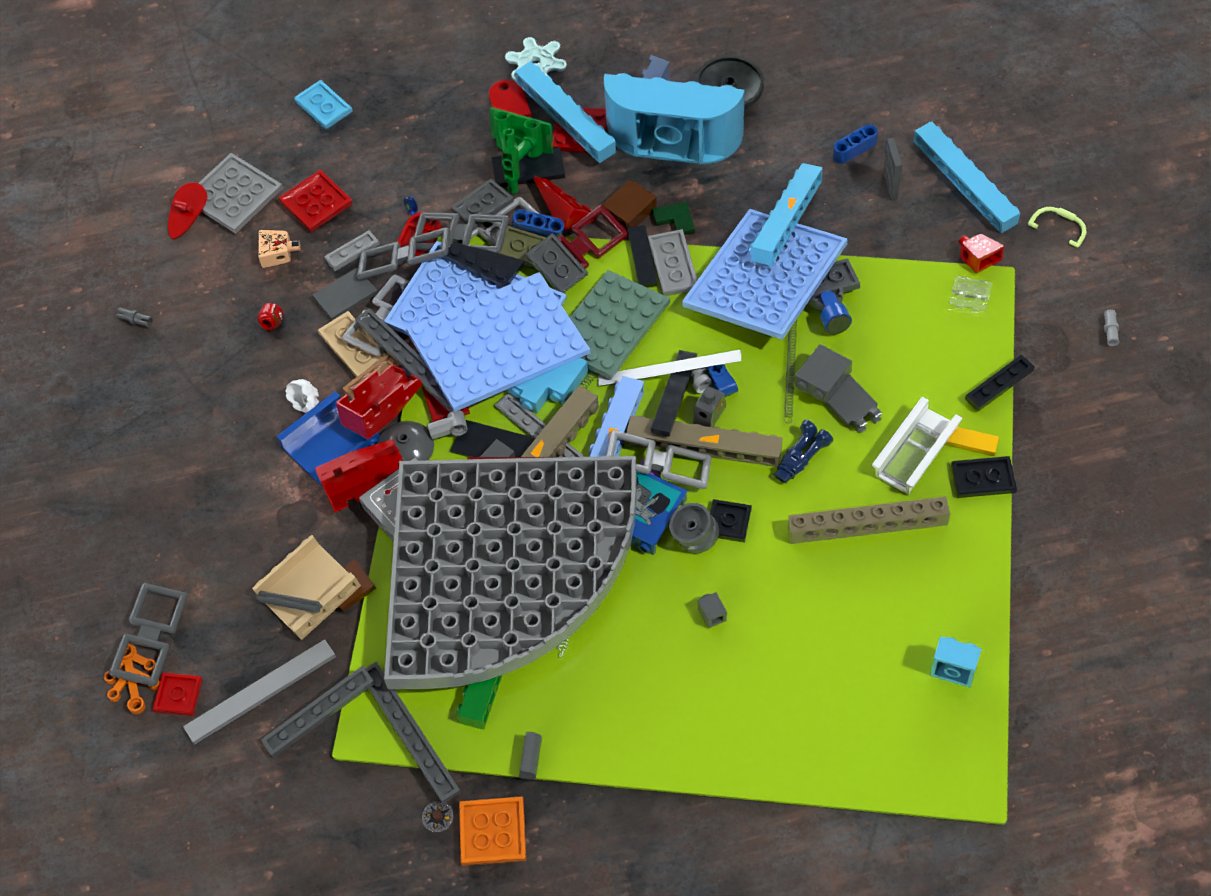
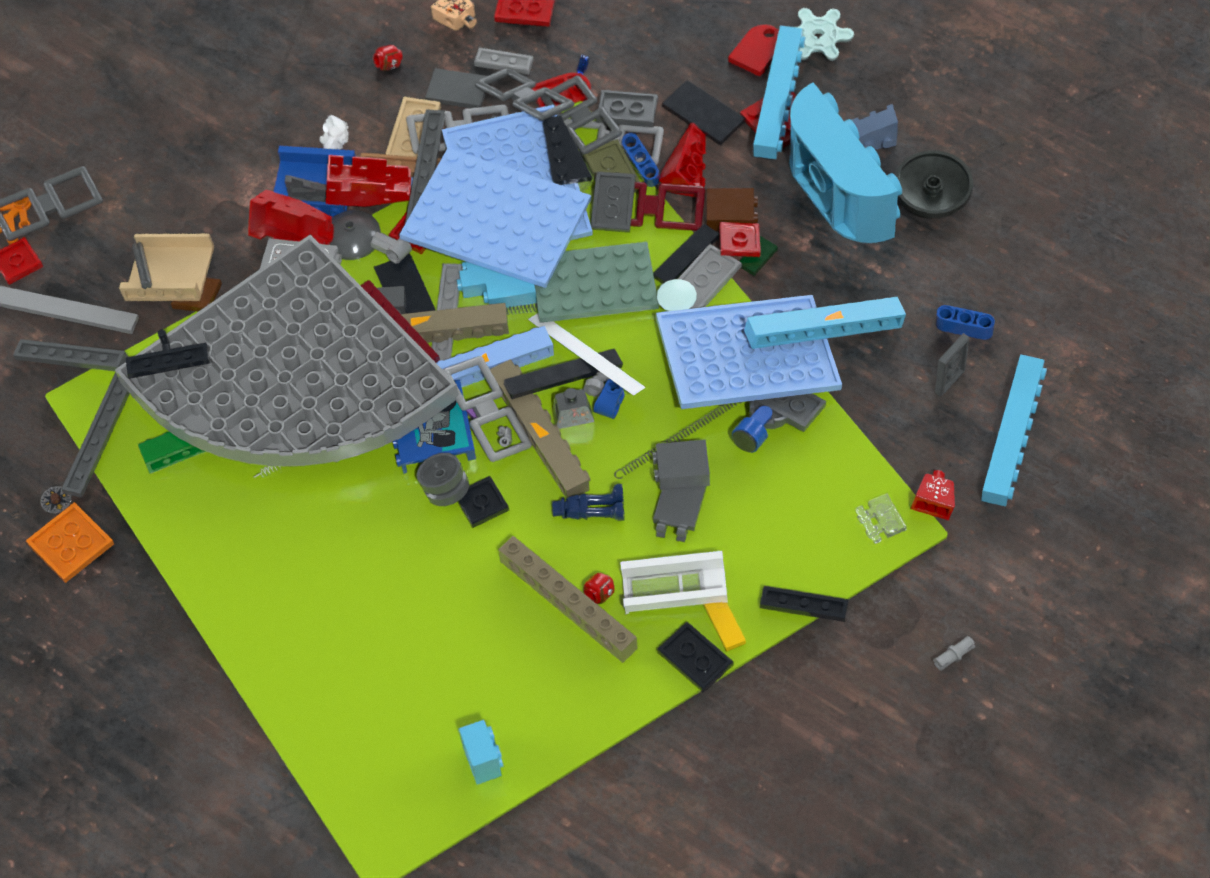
camera: 50 degrees right, 0 degrees up
(338, 445) = (305, 189): none -> dark grey wing
(417, 633) = (167, 359): none -> black plate
(518, 137) = (720, 76): green plate -> none
(530, 756) = (148, 517): dark grey brick -> none
(662, 216) = (739, 239): none -> tile
(674, 282) = (676, 295): none -> light aqua dish
(689, 466) = (506, 434): none -> light grey arm
(712, 609) = (382, 547): dark grey brick -> none
(876, 493) = (599, 588): none -> red head
(1064, 213) = (1052, 536): yellowish green piece -> none

